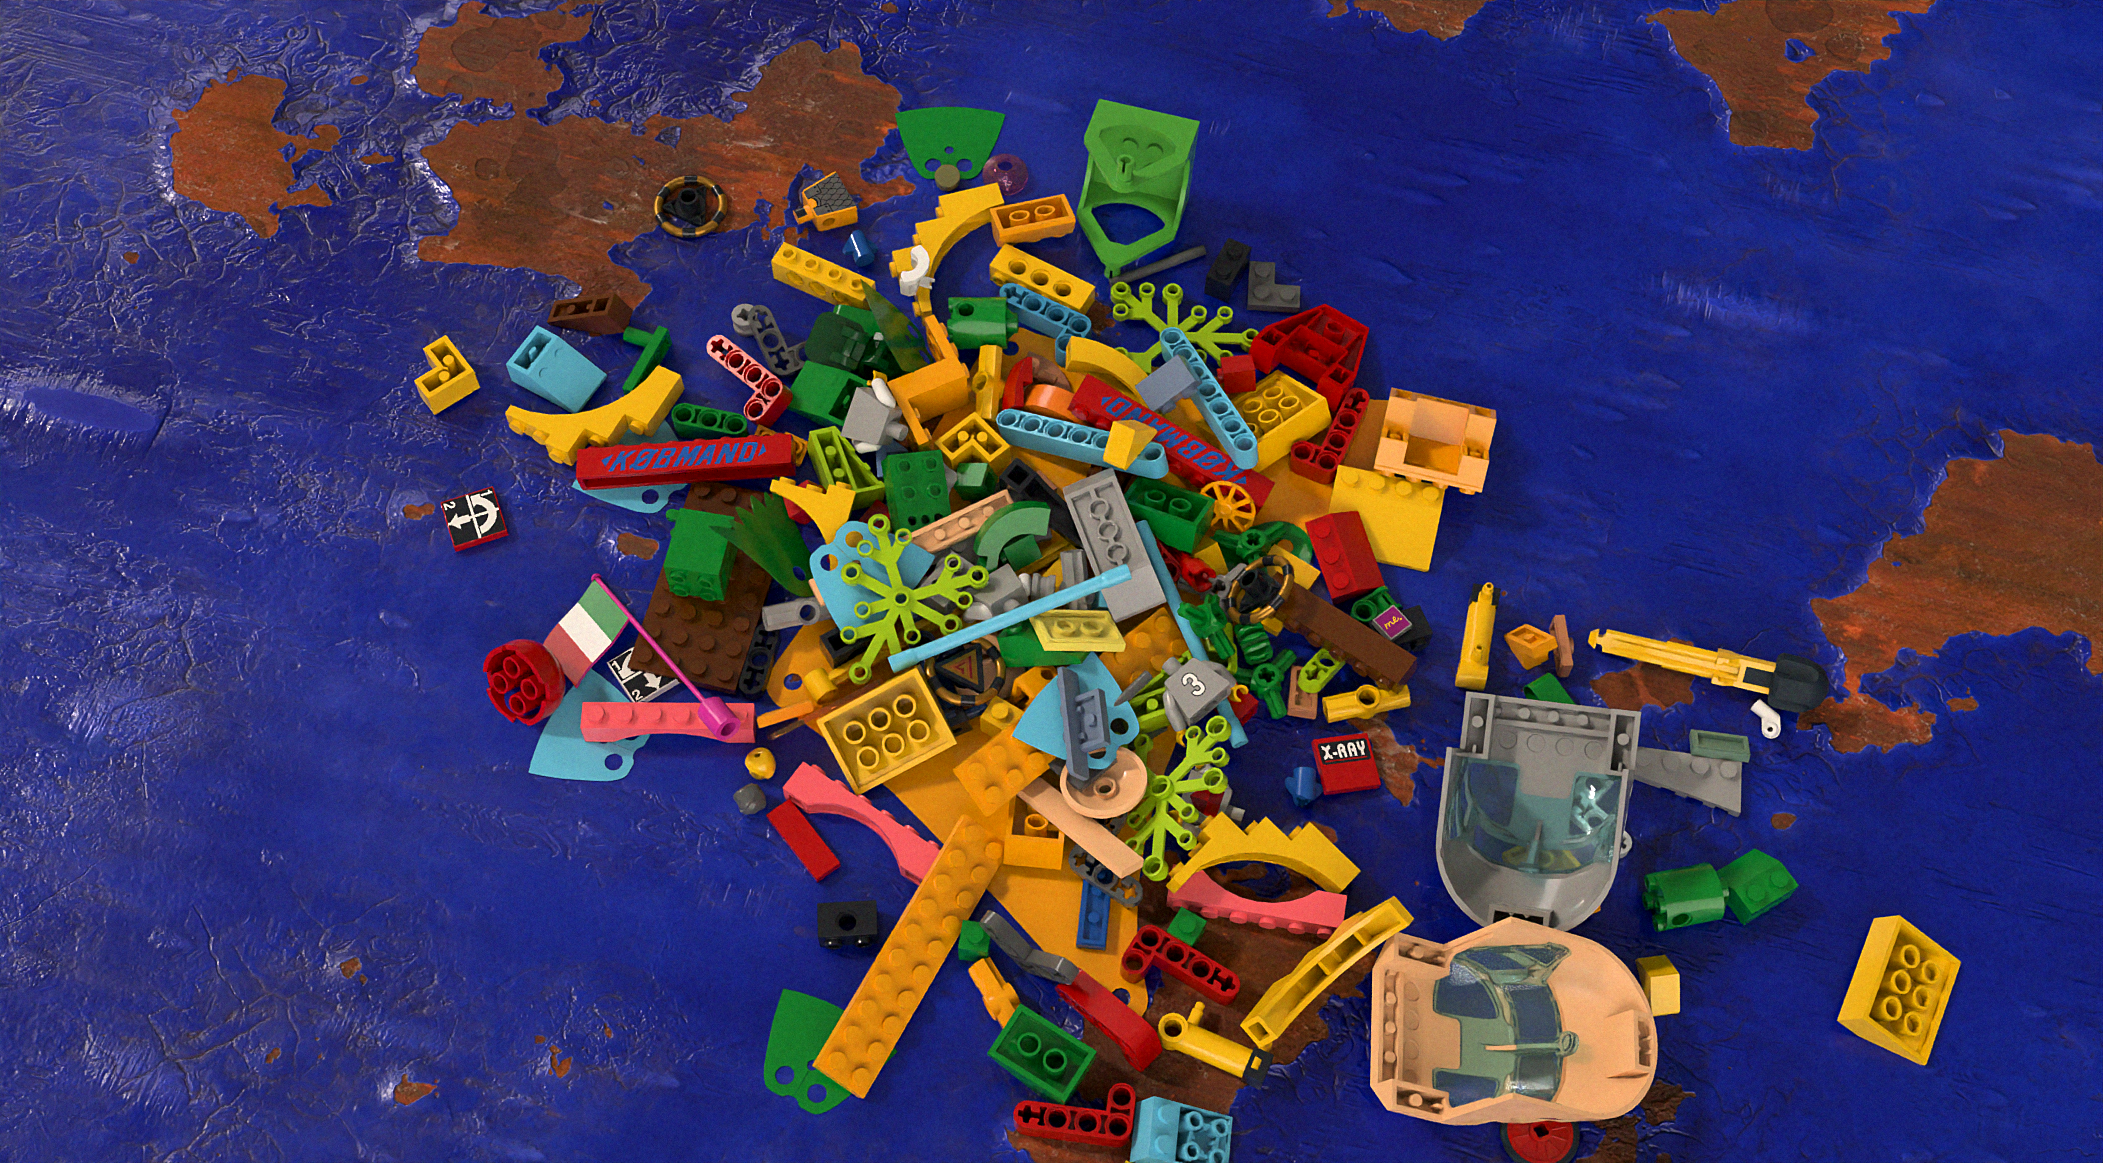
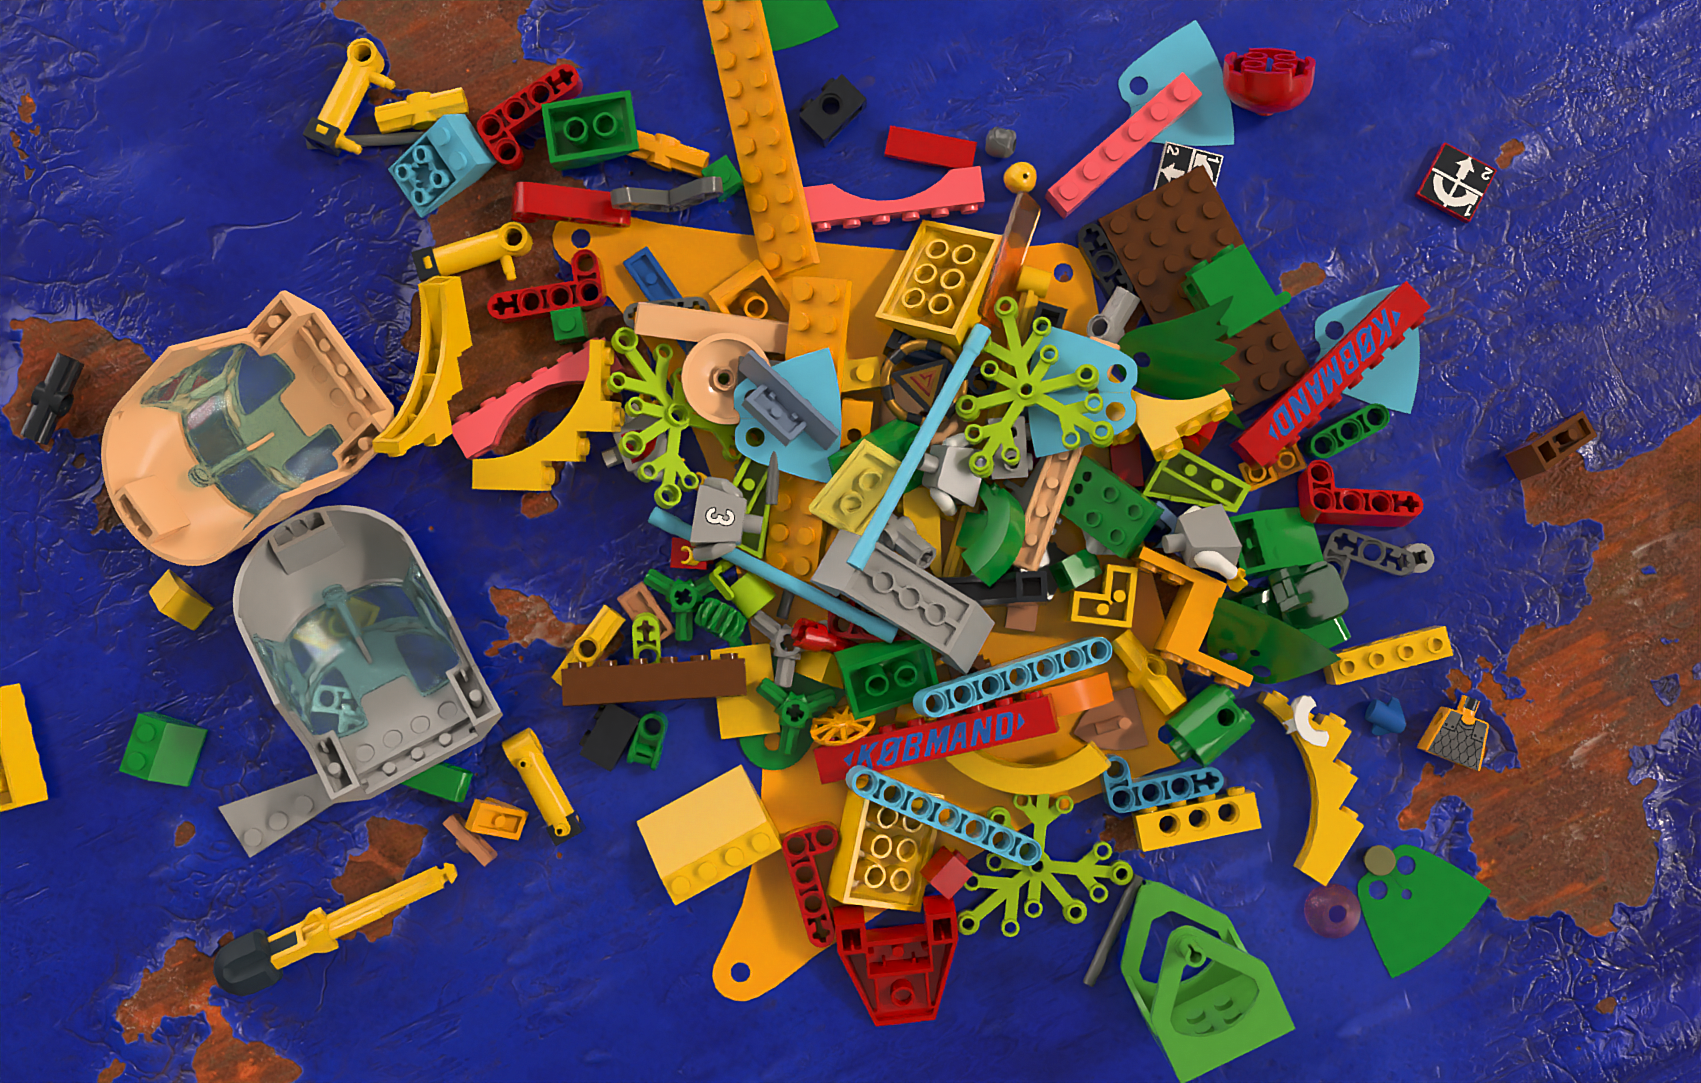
camera: 140 degrees right, 25 degrees up
(449, 378) = (1604, 280): yellow brick -> none
(554, 370) = (1524, 365): medium azure slope -> none
(595, 626) = (1260, 161): flag -> none
(603, 427) = (1417, 393): yellow arch -> none
(655, 346) = (1463, 464): green piece -> none
(689, 206) = (1575, 631): black piece -> none
(784, 713) = (1039, 233): light orange tile -> none
(1018, 378) = (1127, 698): red slope -> none
(1032, 220) = (1260, 872): light orange slope -> none
(1042, 586) = (925, 510): light grey wheel -> none
(1127, 442) = (964, 695): yellow slope -> none
(1169, 385) = (982, 789): sand blue brick -> none
(1209, 622) = (760, 593): green bush -> none
(1227, 270) = (1045, 976): black brick -> none
(1259, 590) = (745, 662): black piece -> none
(1267, 296) = (997, 983): dark grey plate -> none
(1303, 786) = (579, 530): blue piece -> none
(1344, 555) = (708, 765): red slope -> none
(1345, 763) = (562, 580): red tile -> none
(1391, 623) = (616, 730): magenta tile -> none
(1435, 441) = (720, 947): light orange slope -> none
(1685, 896) = (203, 687): green cylinder -> none
(1719, 745) = (277, 856): sand green tile -> none
(1769, 718) = (254, 918): white arm -> none

